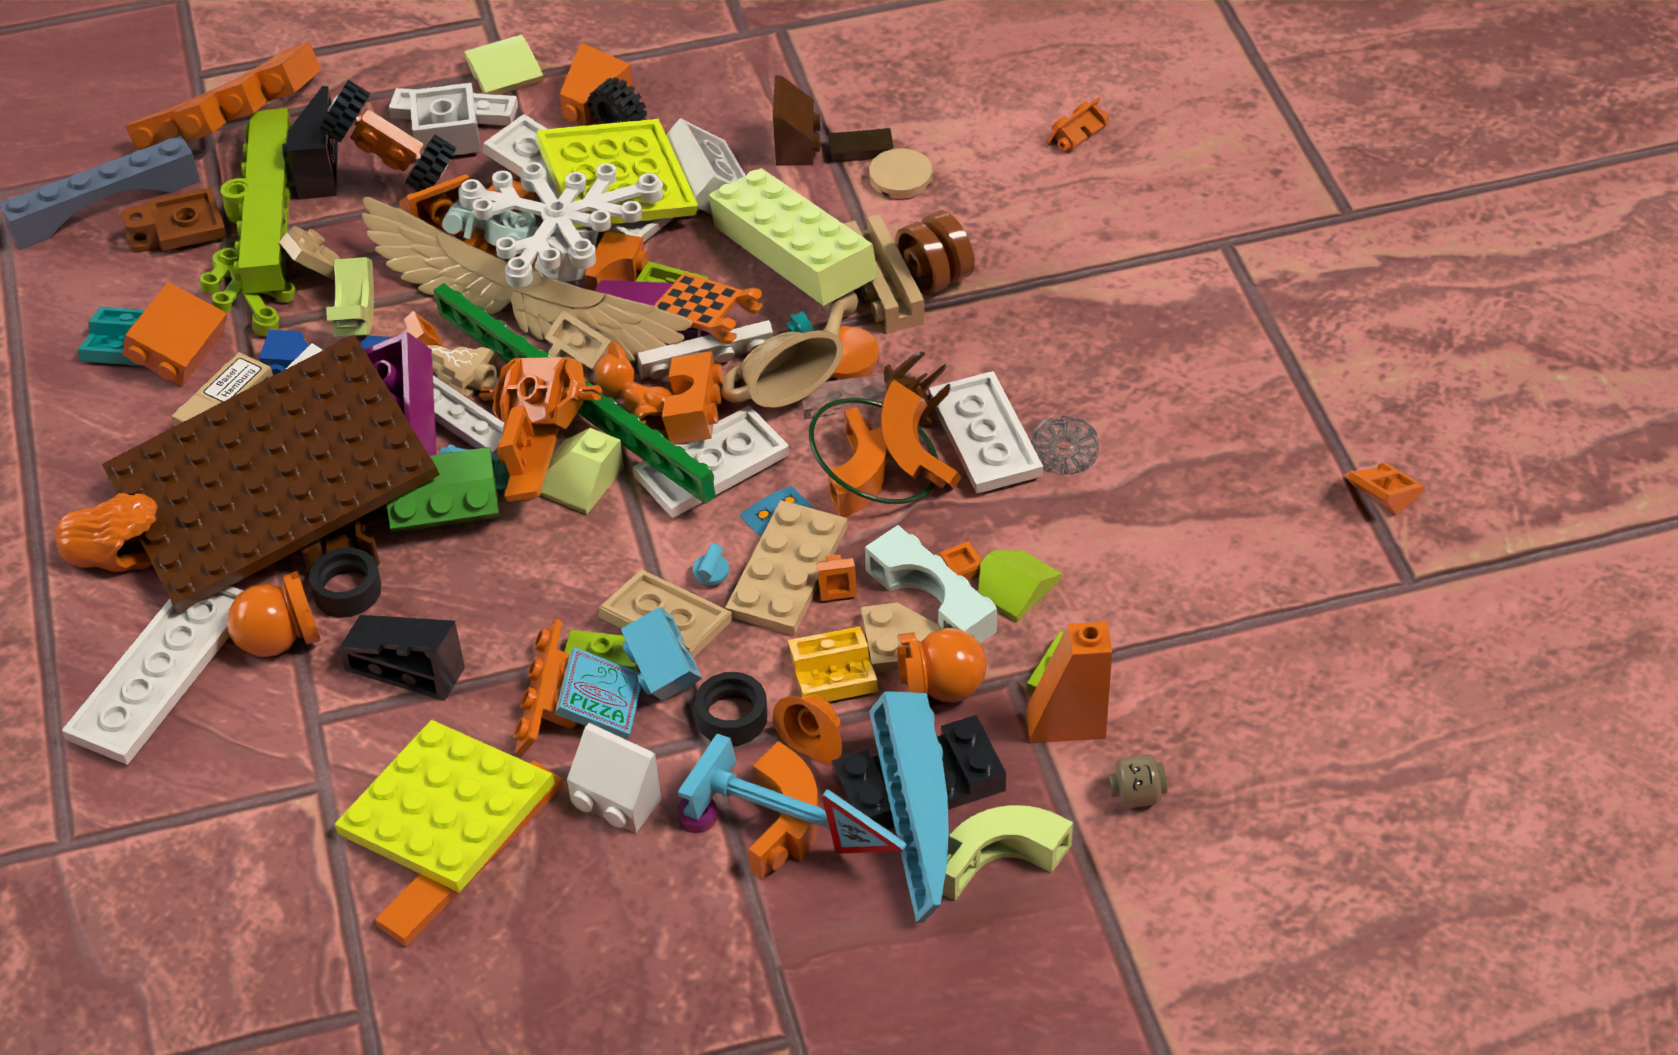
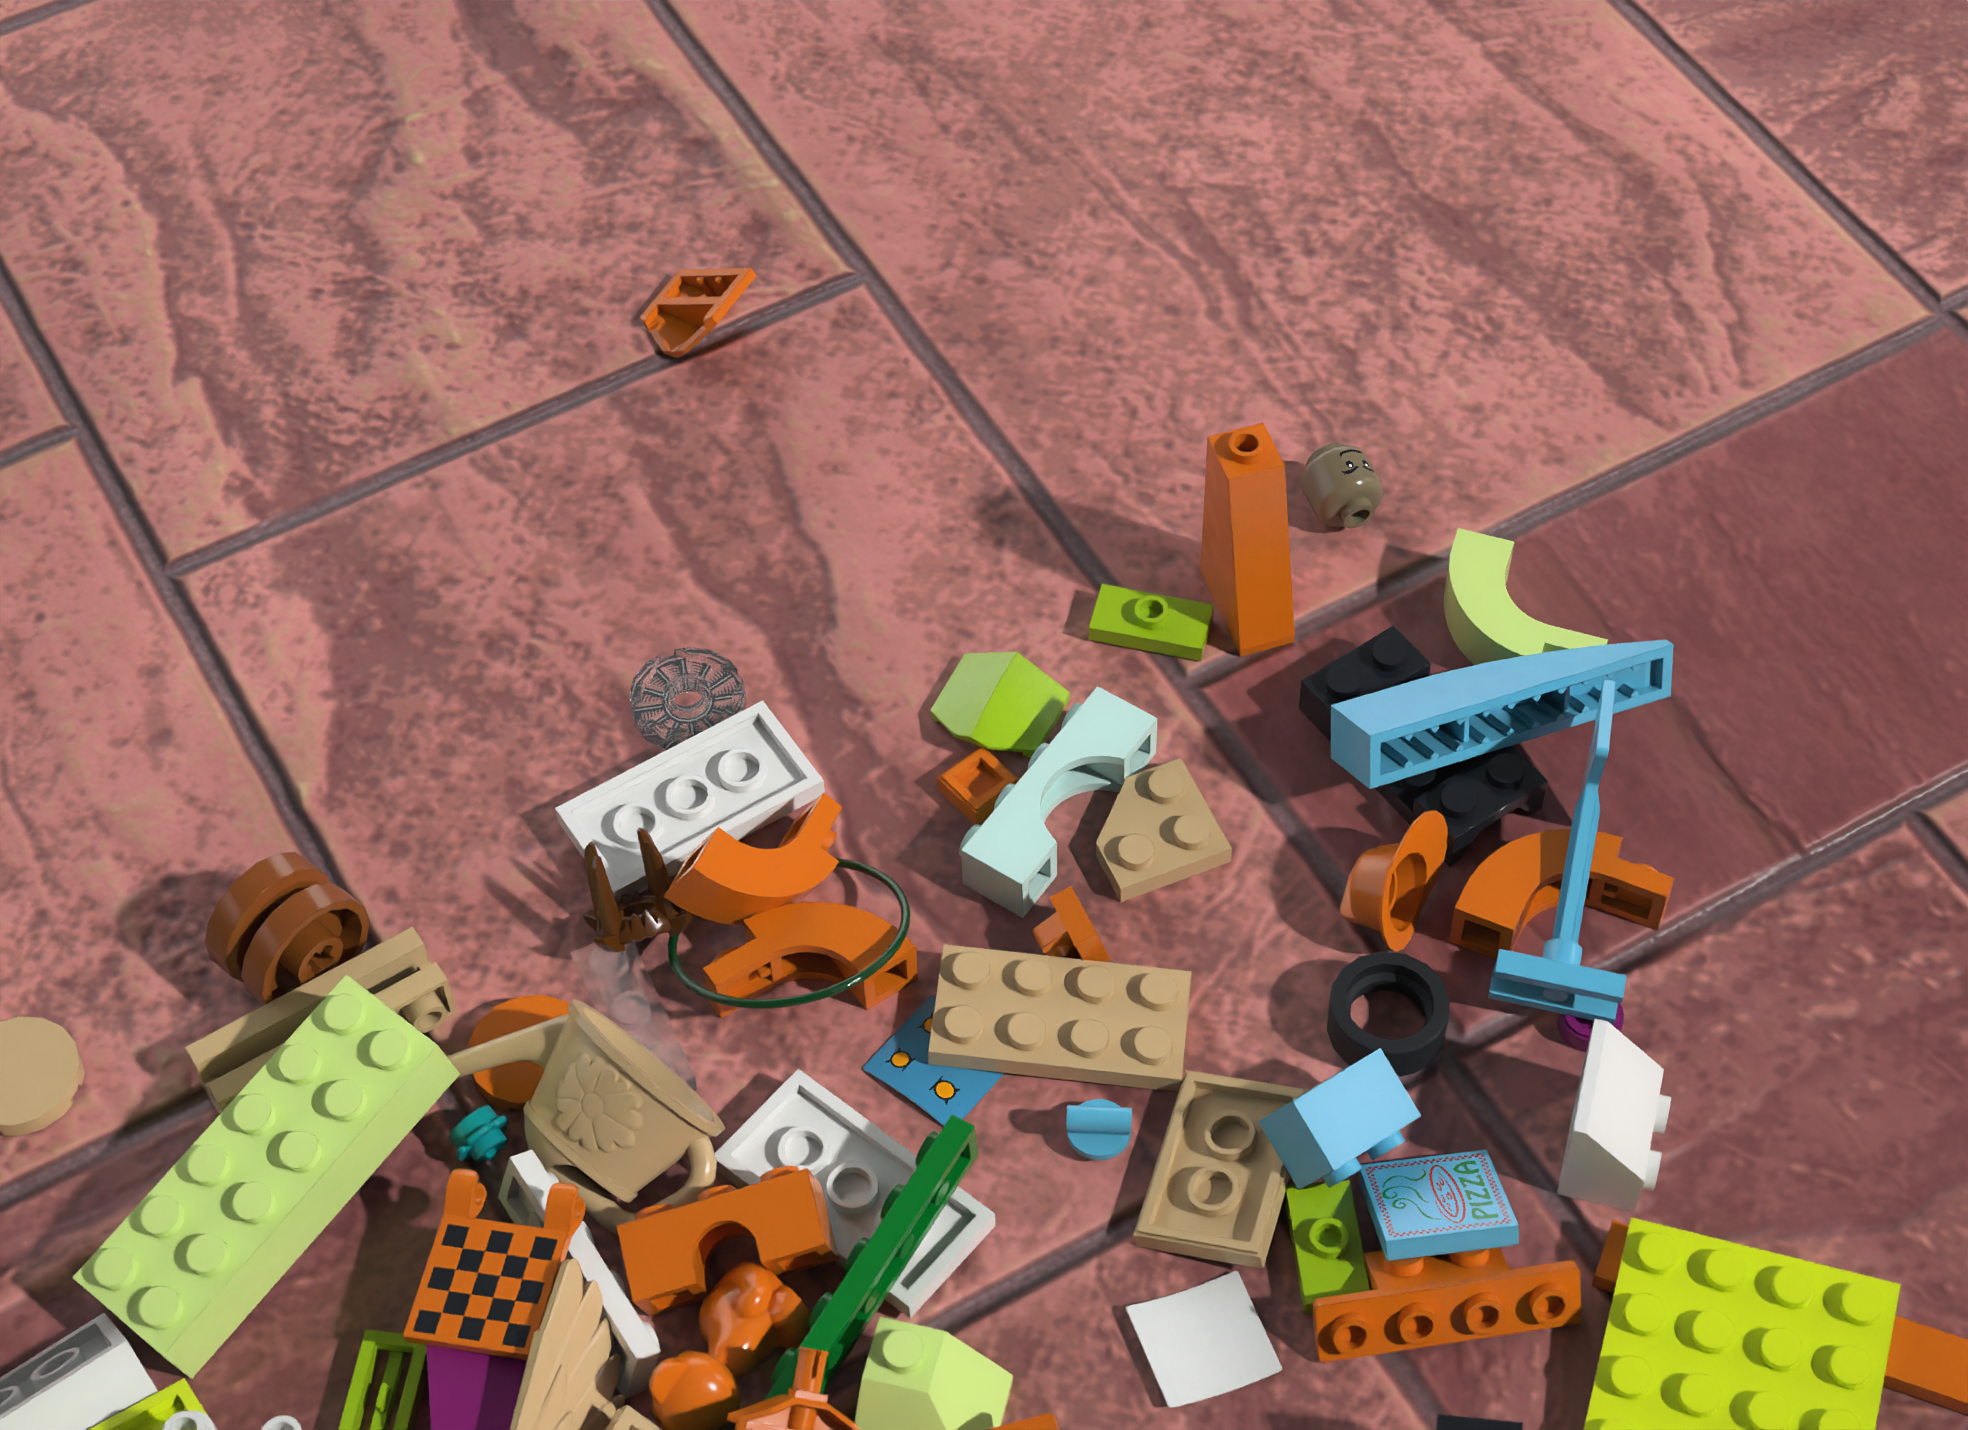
camera: 105 degrees left, 5 degrees up
(573, 590) = (1204, 1340): none -> white sticker
(833, 664) = (1245, 907): yellow slope -> none
(943, 665) = (1237, 740): orange tile -> none

